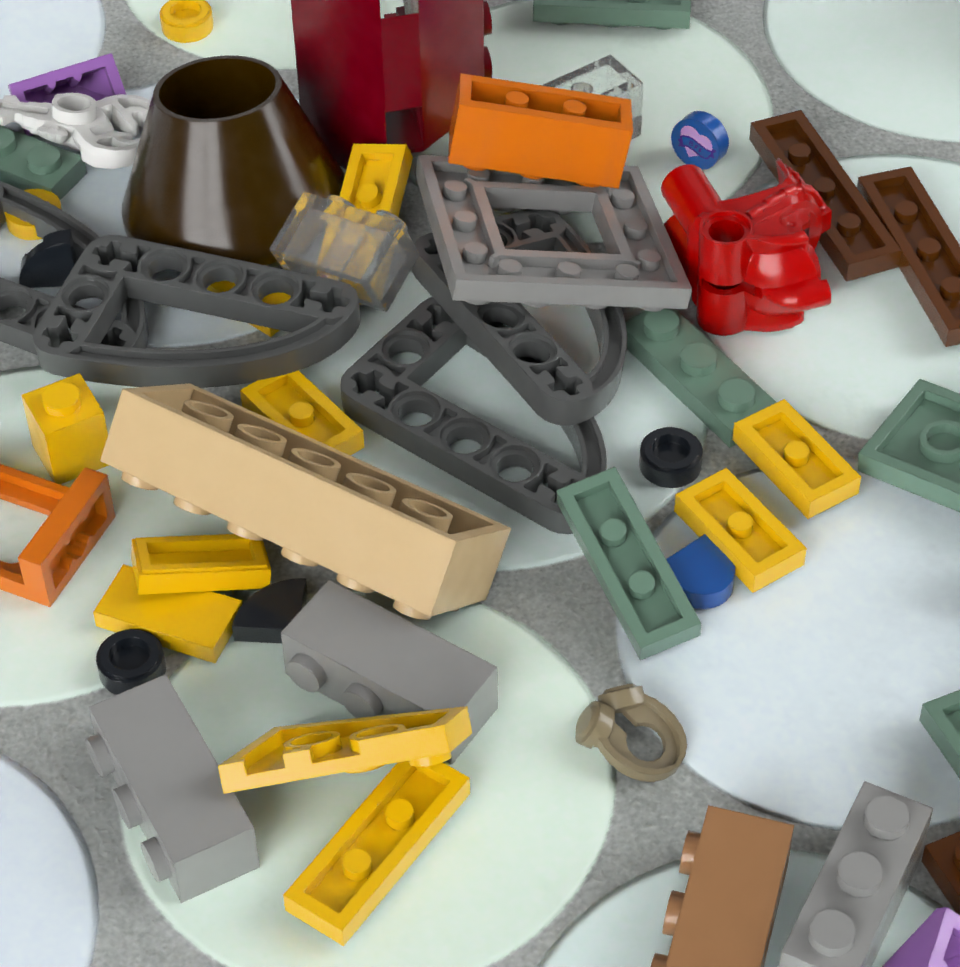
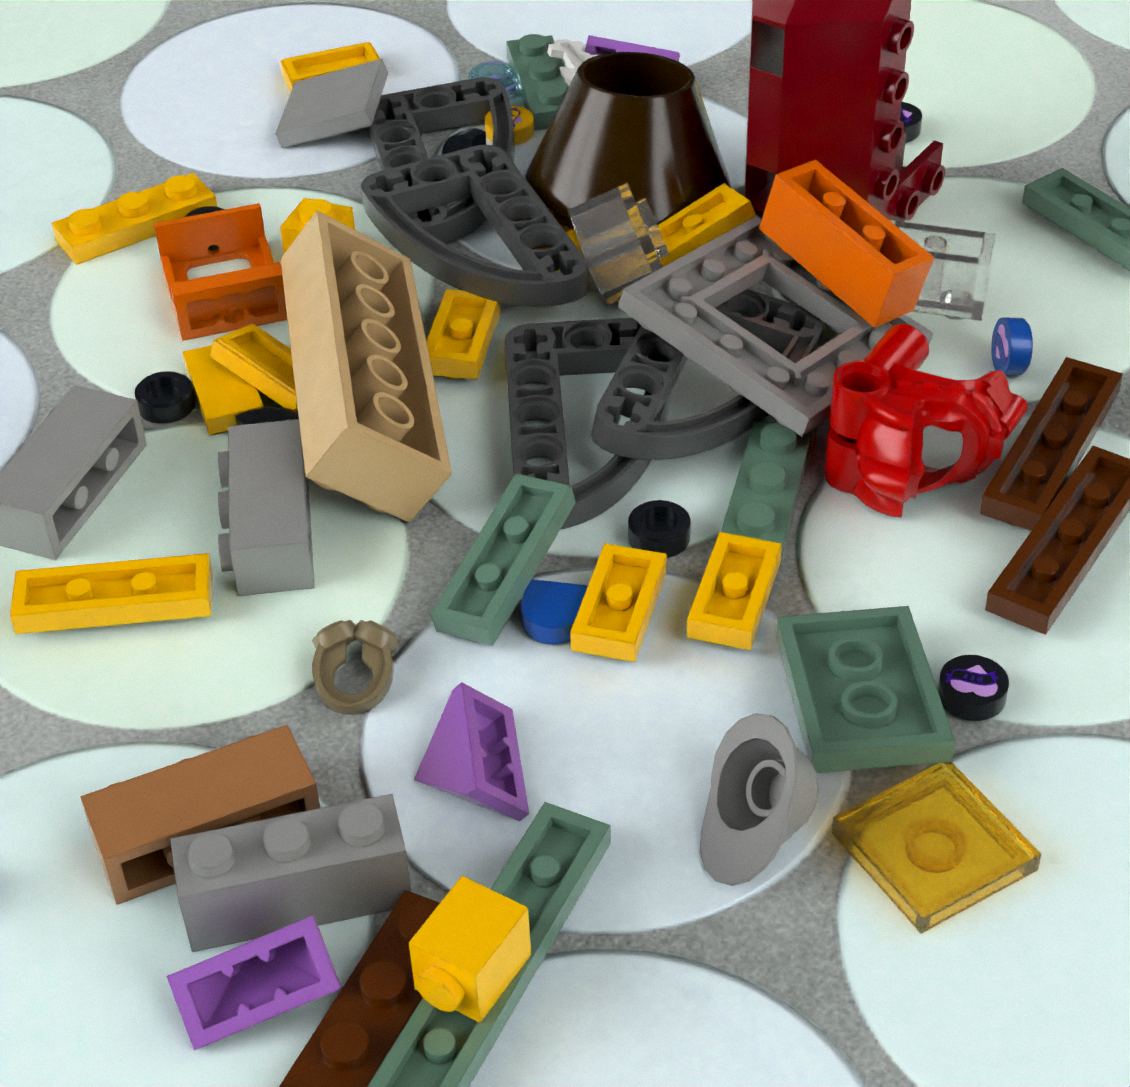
camera: 50 degrees right, 5 degrees down
(346, 746) = (153, 511): yellow wing -> none
(815, 724) = (476, 754): none -> medium lavender slope

